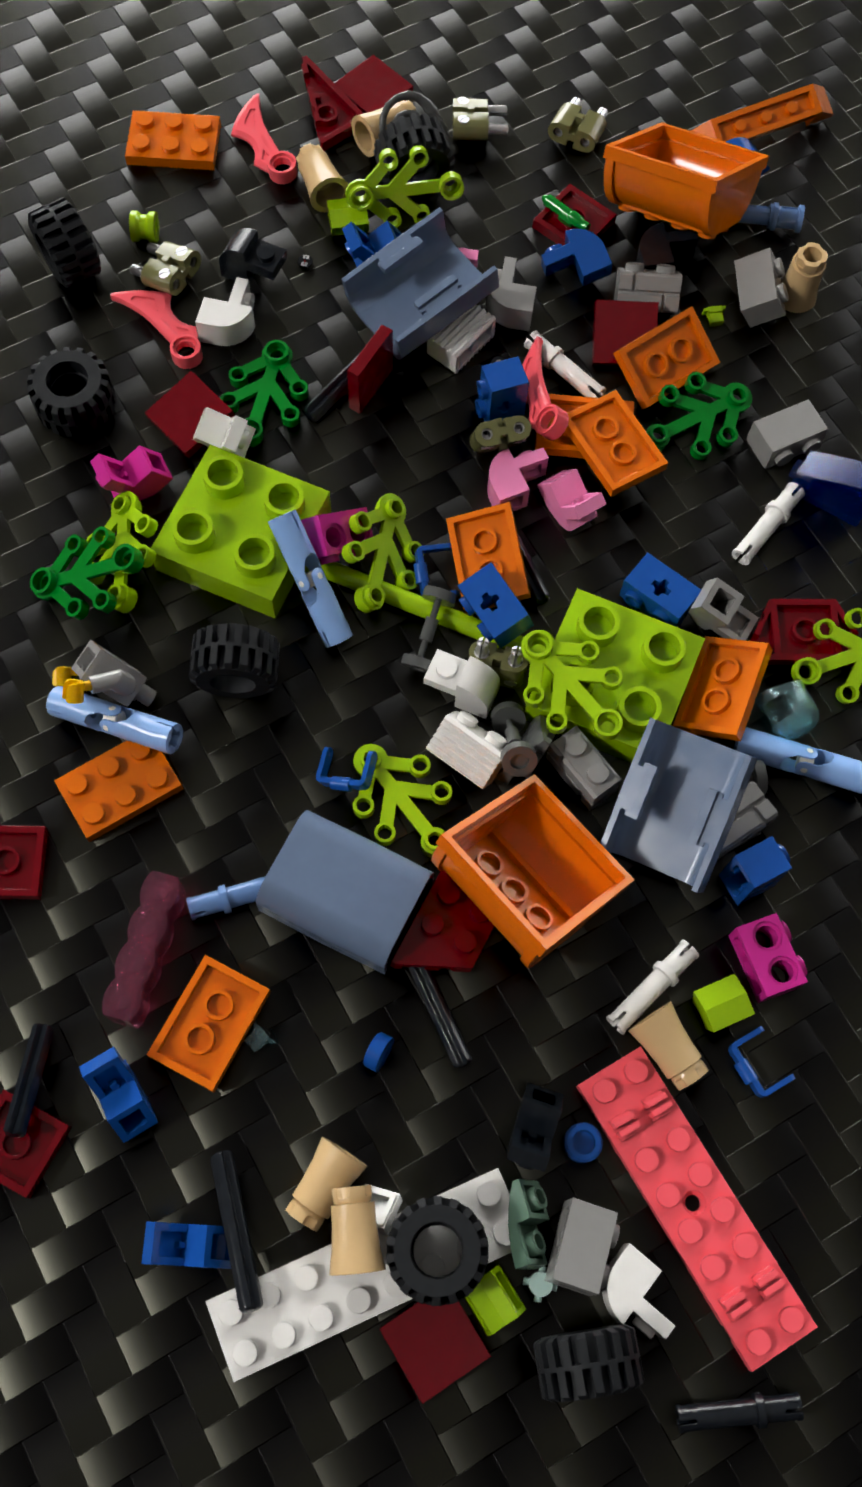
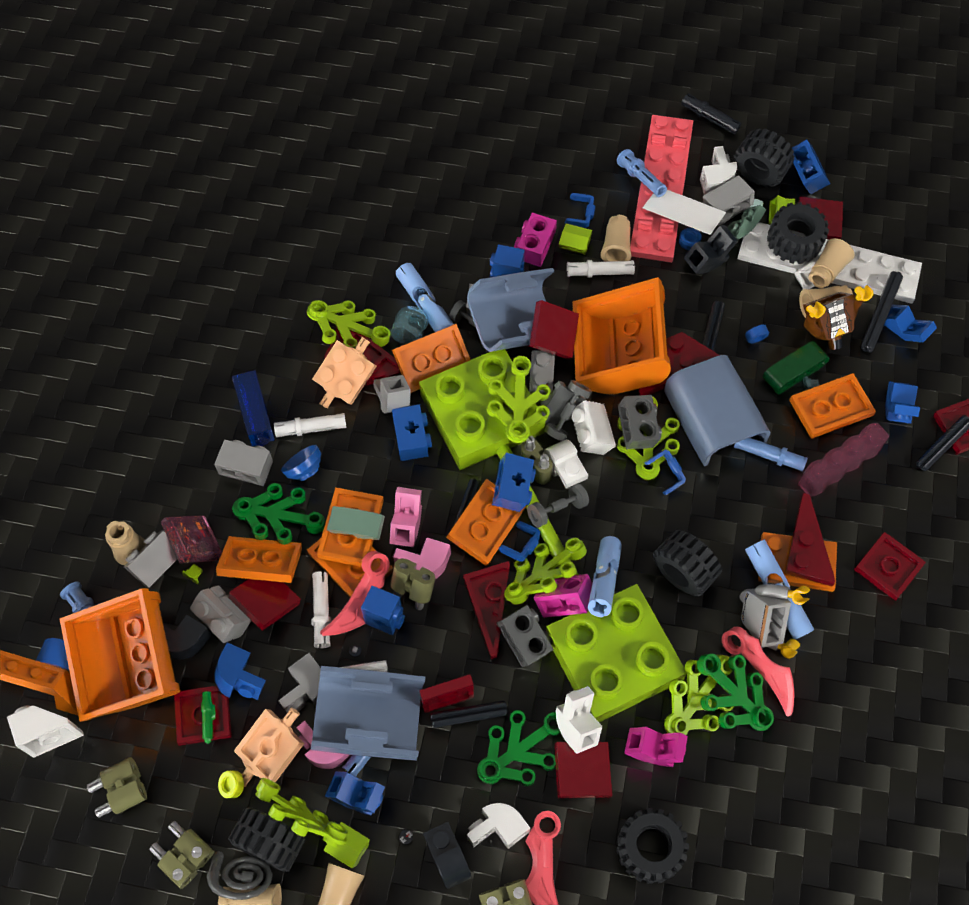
camera: 135 degrees left, 5 degrees down
(110, 788) = (807, 551): none -> dark red wing
(116, 635) = (776, 676): none -> coral piece
(293, 1042) = (795, 367): none -> dark green beam
(293, 1145) = (835, 315): none -> torso
(347, 475) = (519, 640): none -> dark grey brick
(424, 496) = (487, 597): none -> dark red wing
(424, 784) = (633, 422): none -> dark grey brick
(487, 227) = (269, 746): none -> light nougat plate
(491, 187) = (231, 784): none -> neon yellow tile
(516, 1419) = (809, 167): none -> blue brick
(603, 433) = (355, 522): none -> sand green slope
(616, 807) = (554, 329): none -> dark red tile
(622, 1164) = (685, 211): none -> white sticker
(690, 95) = (40, 730): none -> white slope
(729, 472) = (303, 464): none -> blue piece
(747, 325) = (191, 538): none -> clear pink tile
(748, 1190) = (636, 168): none -> medium blue pin
(795, 593) = (344, 372): none -> light nougat plate

